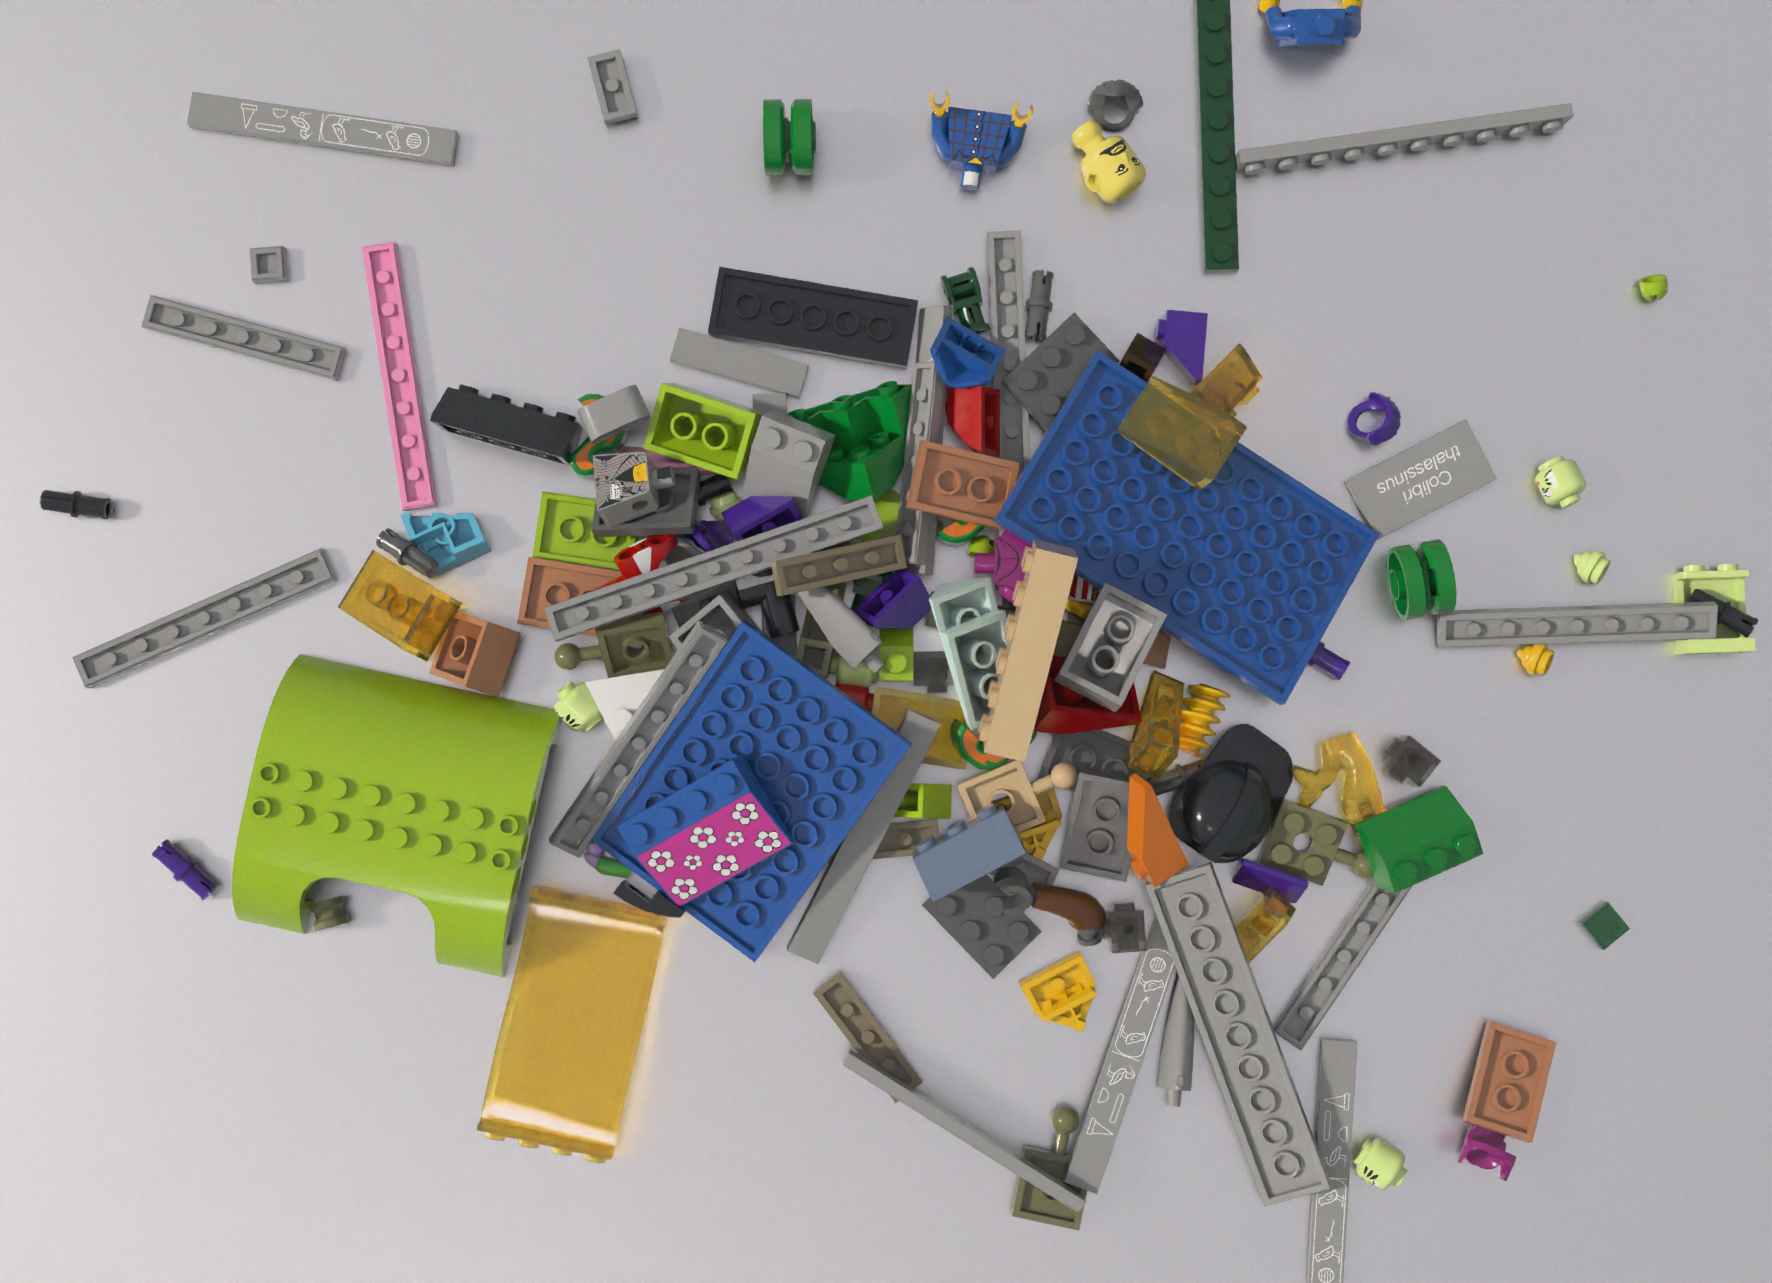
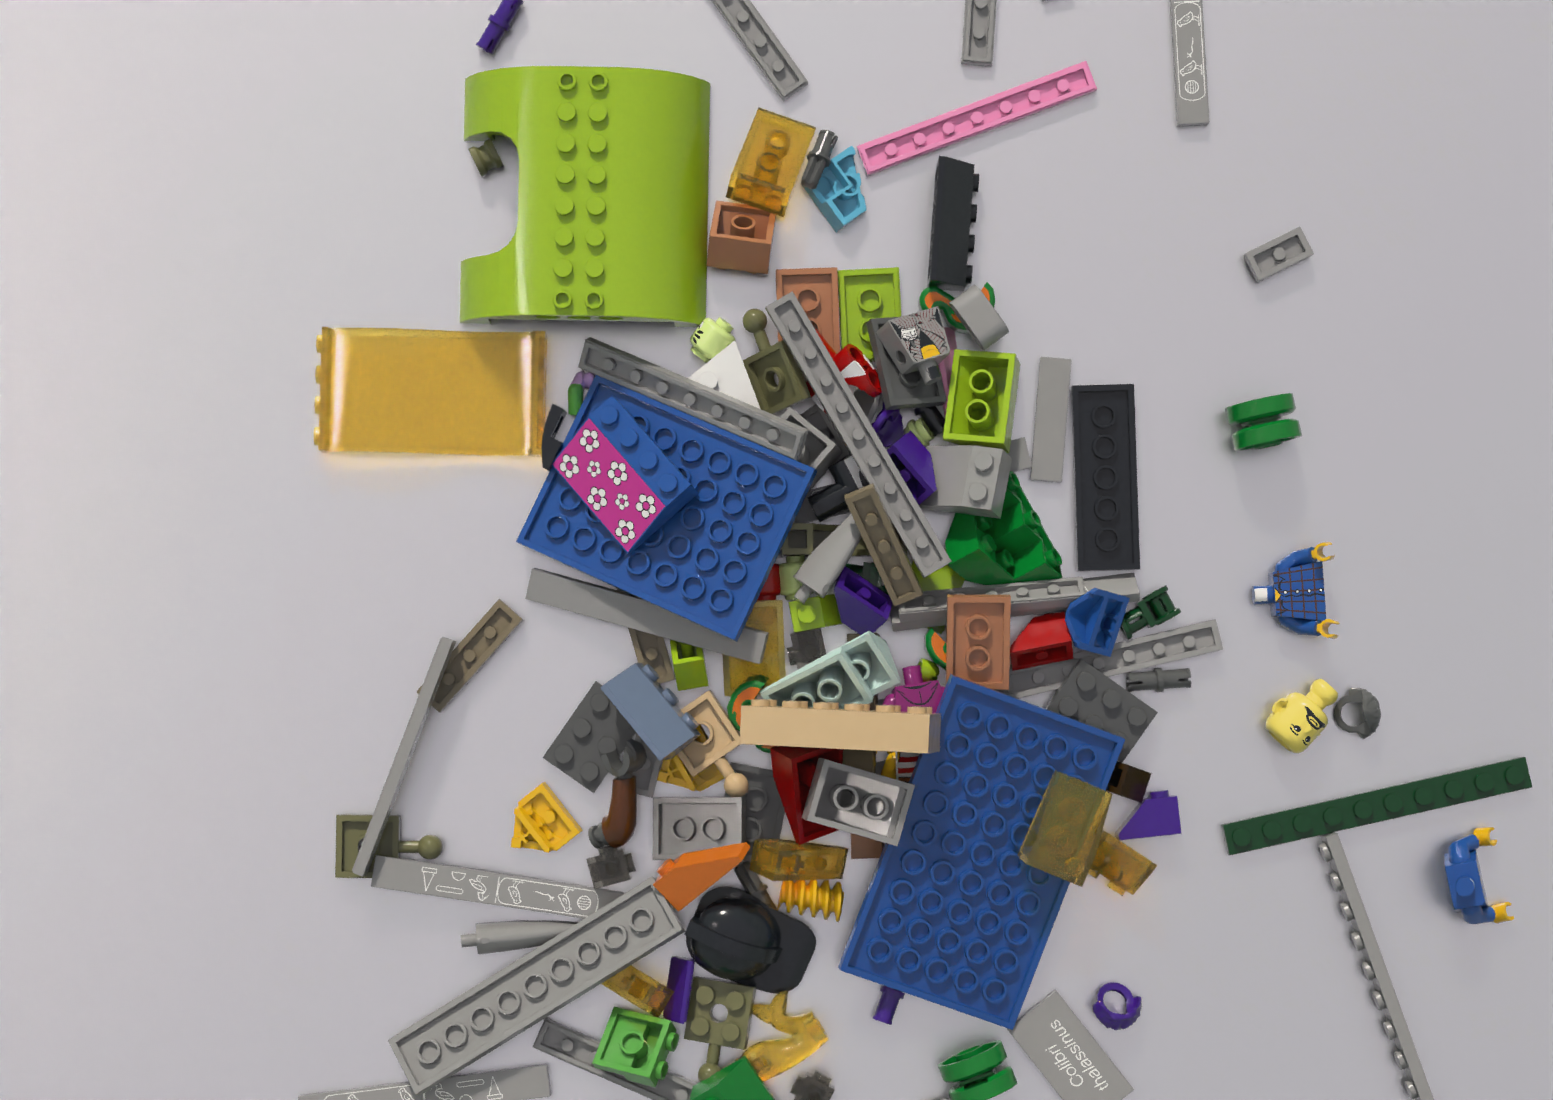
camera: 80 degrees right, 0 degrees up
(1323, 938) = (636, 1046): none -> bright green plate

